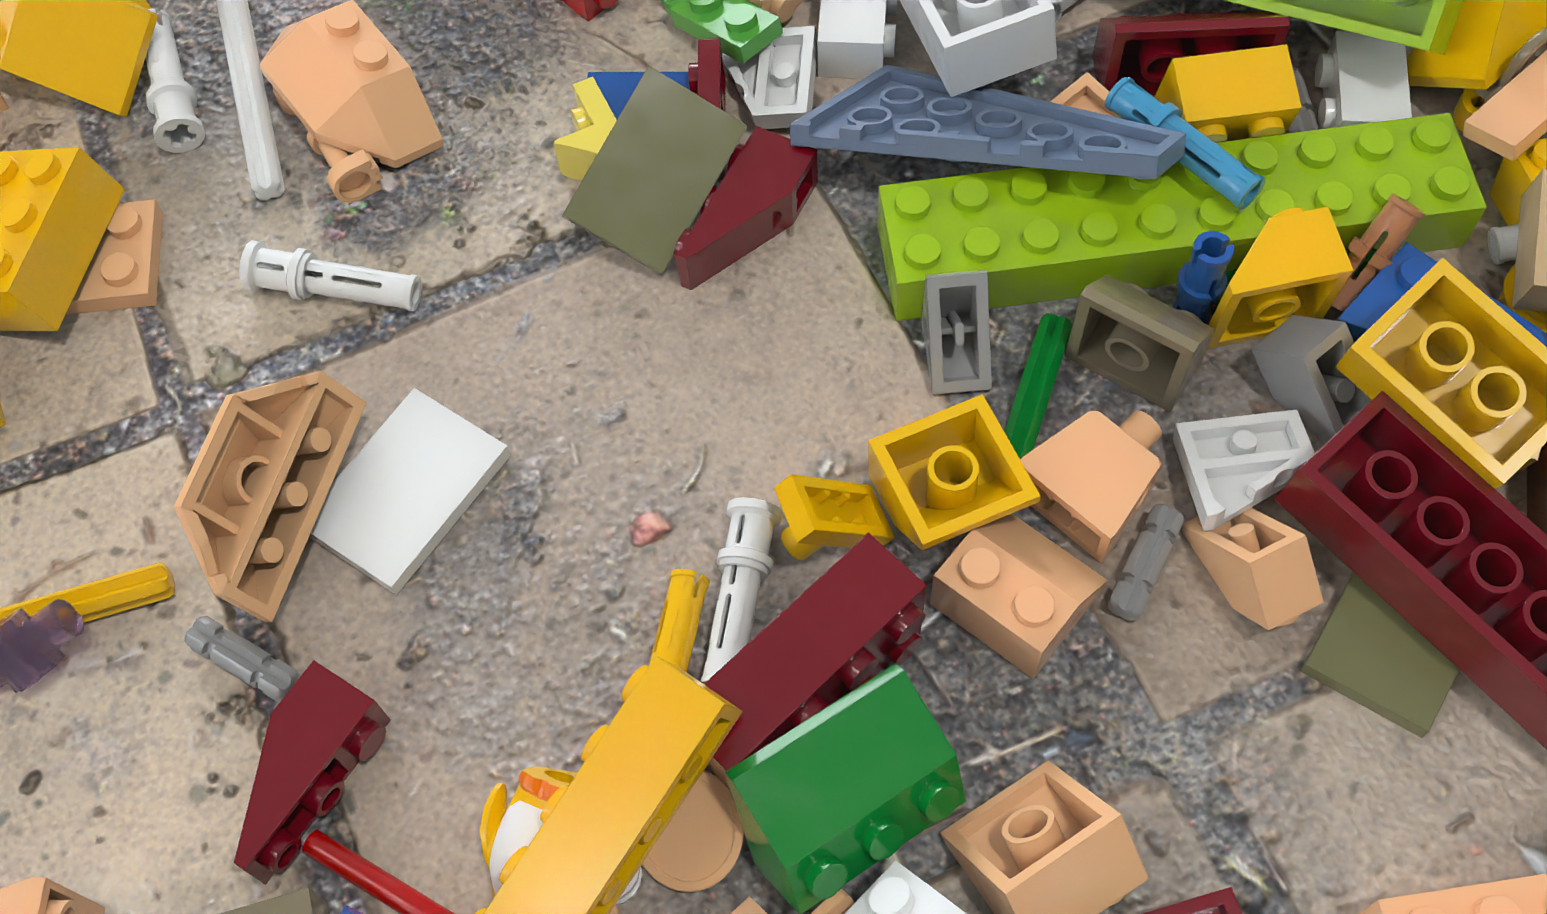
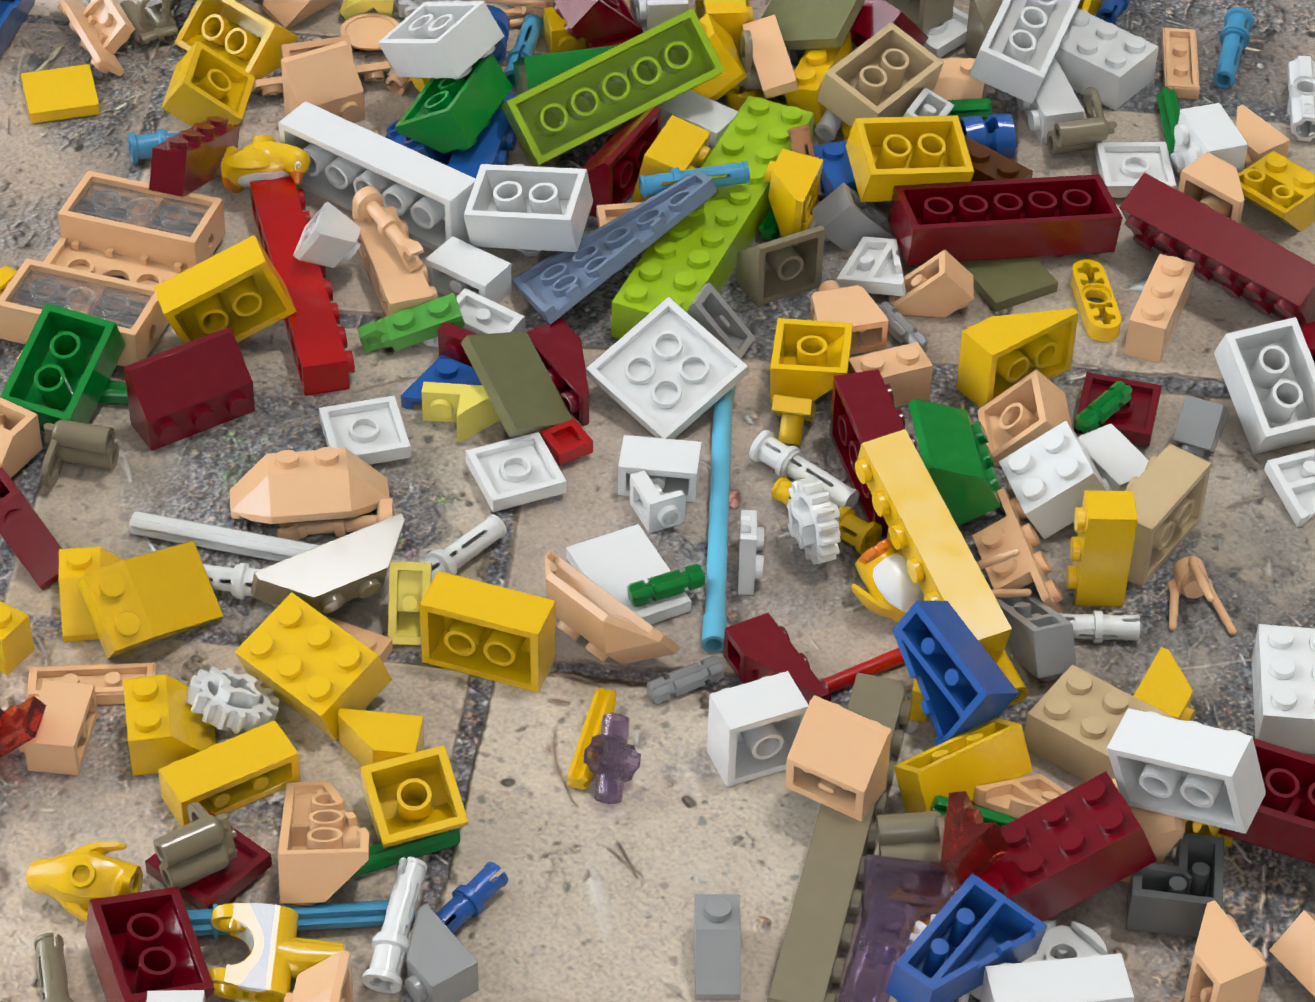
camera: 65 degrees left, 20 degrees down
(126, 805) = (754, 727): none -> white brick
(161, 377) = (488, 631): none -> yellow brick
(167, 172) = (335, 570): none -> wedge
(203, 280) = (406, 590): none -> light yellow slope
(381, 633) = (714, 619): none -> medium azure piece
(386, 541) = (666, 585): none -> green axle
(497, 74) = (367, 429): none -> white plate
(520, 602) = (749, 563): none -> white wing
(523, 260) = (516, 471): none -> white plate
(546, 437) = (653, 507): none -> white bracket
(595, 662) = (814, 520): none -> white gear
(615, 283) = (567, 441): none -> red plate
(627, 412) = (667, 462): none -> white brick
(801, 321) = (667, 370): none -> white plate
(1037, 382) = (756, 309): green axle -> none
(1163, 755) = (1011, 347): none -> yellow slope
(1204, 276) = (770, 222): blue pin -> none
(1454, 766) = (1091, 311): none -> yellow beam

